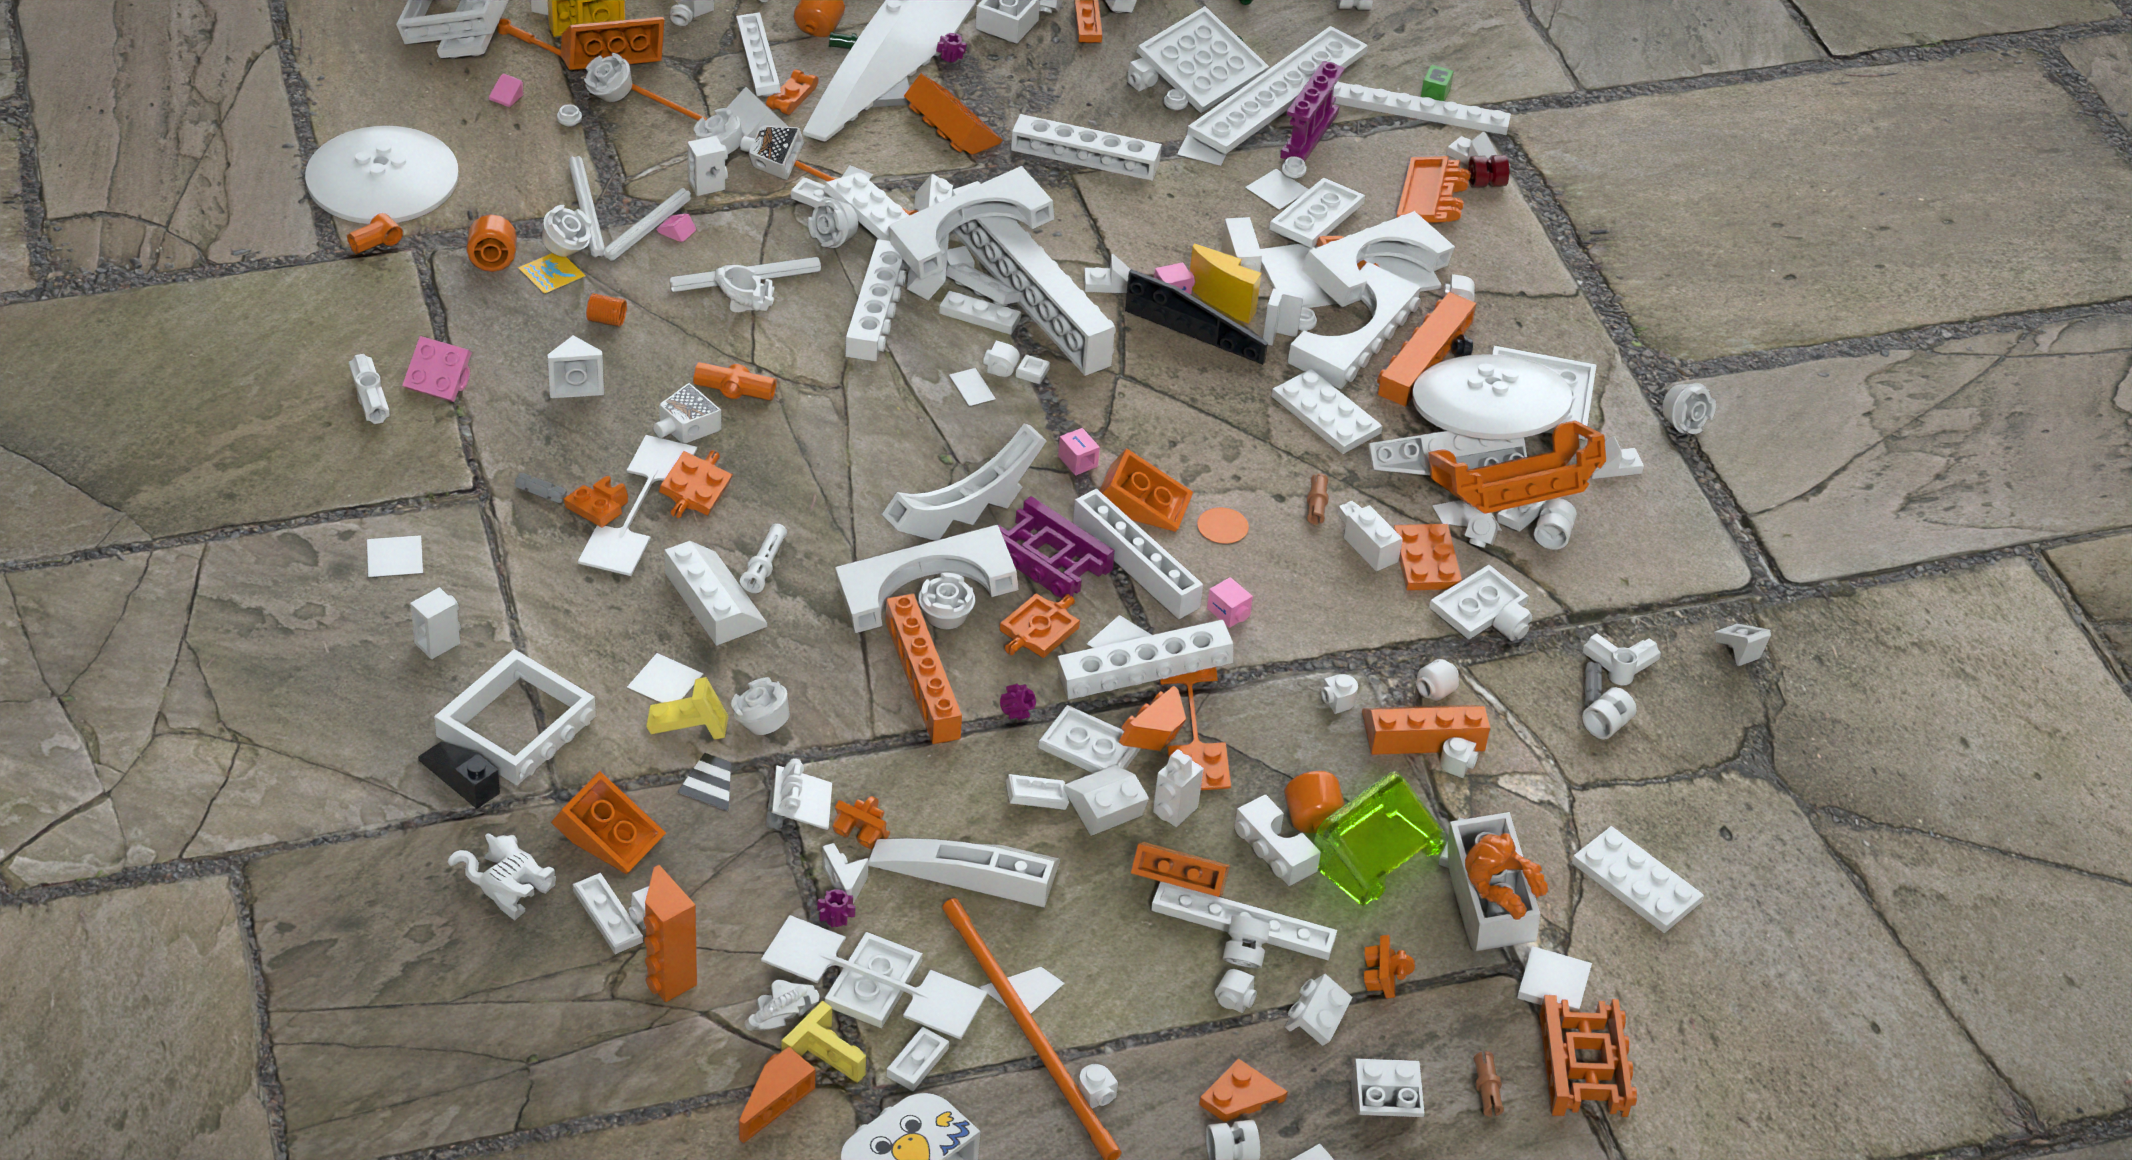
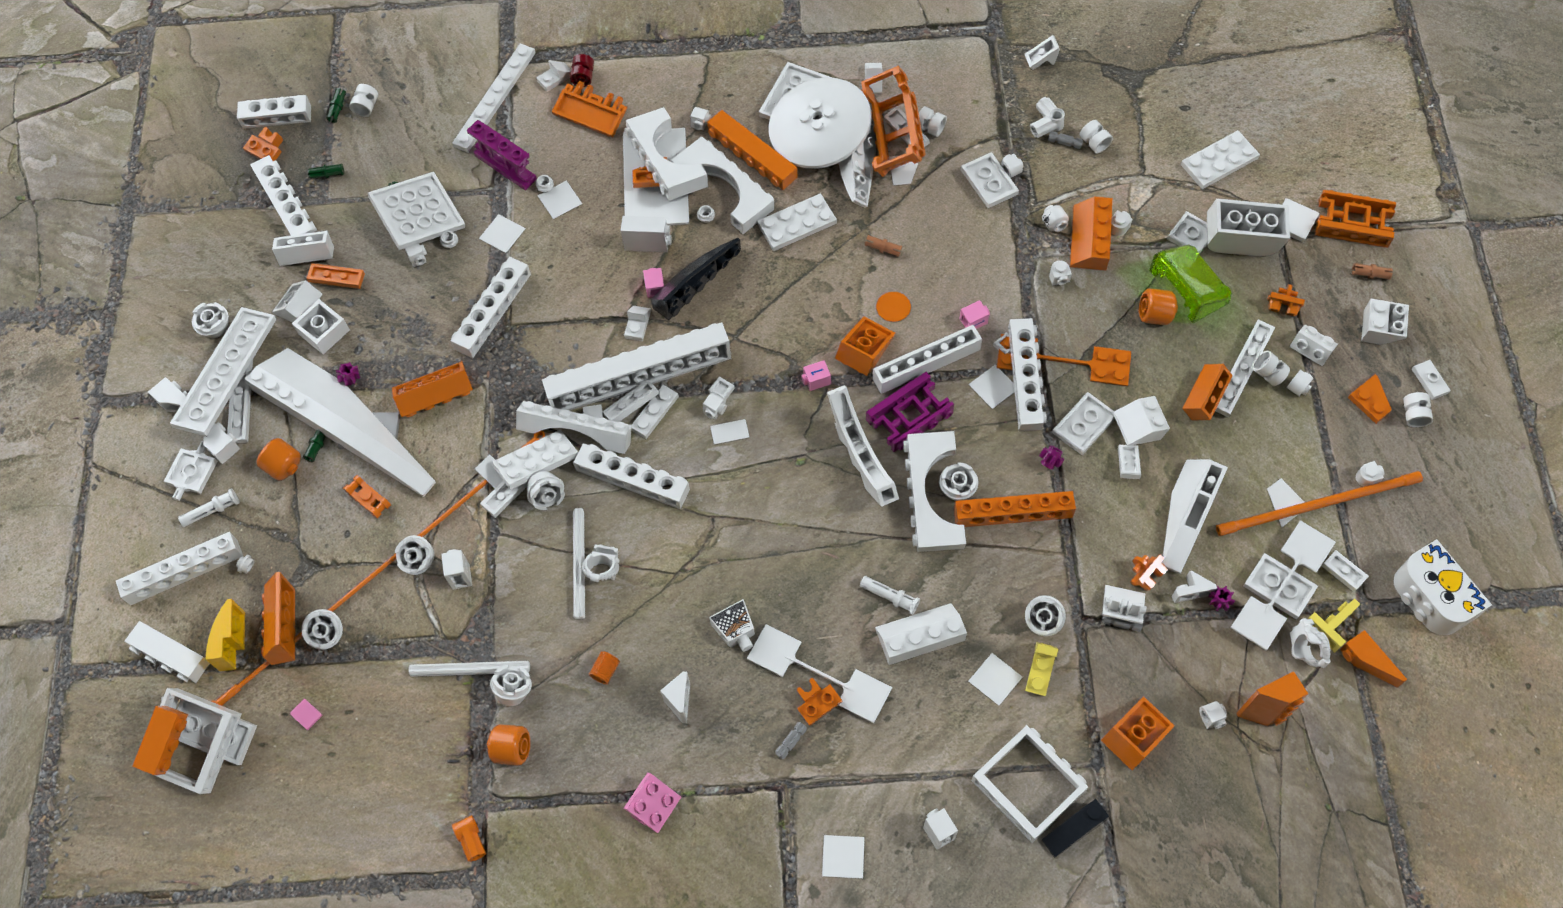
camera: 70 degrees left, 20 degrees up
(353, 183) = (402, 851): white dish -> none
(369, 389) = (646, 860): white piece -> none
(506, 879) = (1179, 803): white animal -> none
(551, 272) = (540, 706): yellow sticker -> none
(569, 115) = (350, 663): white plate -> none
(607, 913) = (1210, 743): white tile -> none
(646, 224) = (503, 626): white axle -> none
(677, 227) = (509, 605): bright pink slope -> none
(695, 483) = (806, 630): orange plate -> none
(709, 782) = (1094, 663): sticker -> none
(735, 381) = (701, 587): orange piece -> none
(753, 113) = (394, 528): white slope -> none
(758, 54) = (319, 512): white plate -> none
(774, 149) = (444, 519): white torso -> none
(1008, 195) = (599, 429): white arch -> none
(1040, 625) = (979, 431): orange plate -> none
(1155, 723) = (1080, 378): orange slope -> none
(1178, 789) = (1146, 378): white hinge -> none
(1225, 282) = (671, 248): yellow slope -> none
(1273, 91) = (457, 173): white plate -> none
(1282, 314) = (711, 225): white panel -> none
(1288, 857) = (1169, 342): white arch -> none
(1317, 212) = (599, 180): white plate -> none
(1370, 535) = (925, 223): white hinge -> none
(1428, 557) = (942, 198): orange plate -> none
(1437, 83) = (478, 77): bright green brick -> none
(1462, 346) = (754, 126): black plate -> none
(1482, 530) = (930, 162): white plate -> none
(1493, 856) = (1267, 213): orange hair -> none
(1688, 407) = (840, 24): white cone -> none

